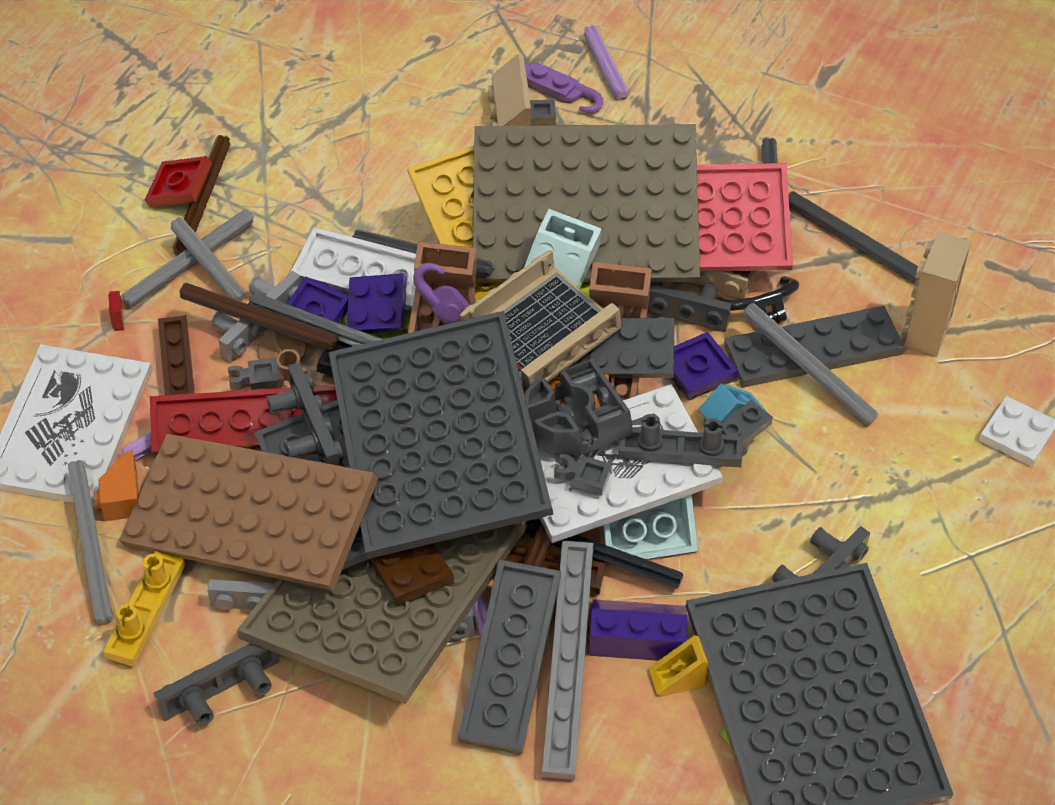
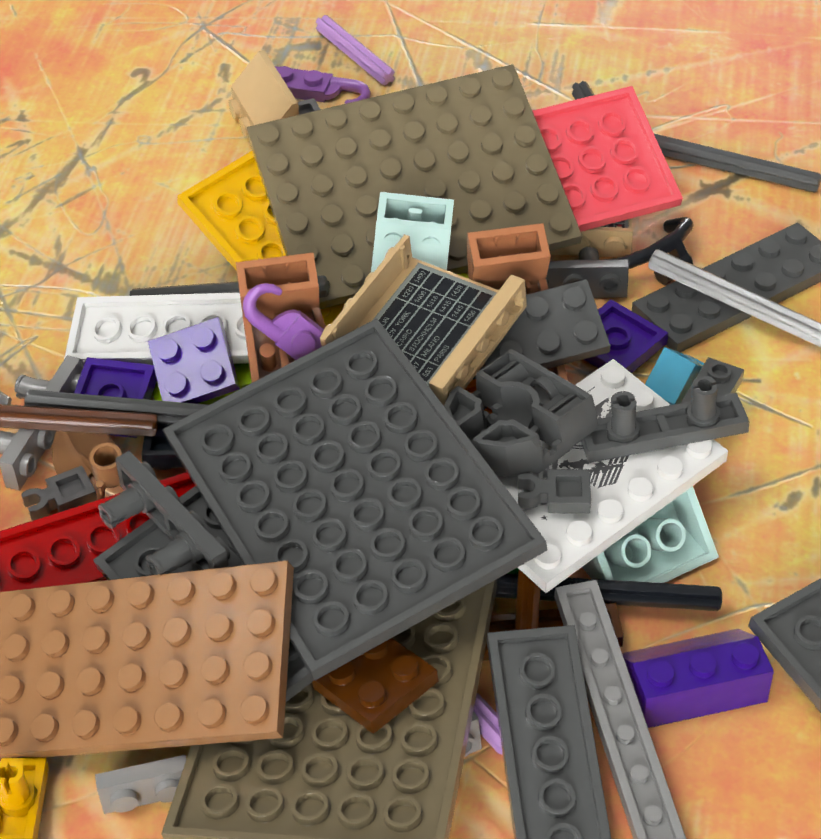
camera: 15 degrees left, 5 degrees down
(680, 669) = (776, 708): yellow slope -> none

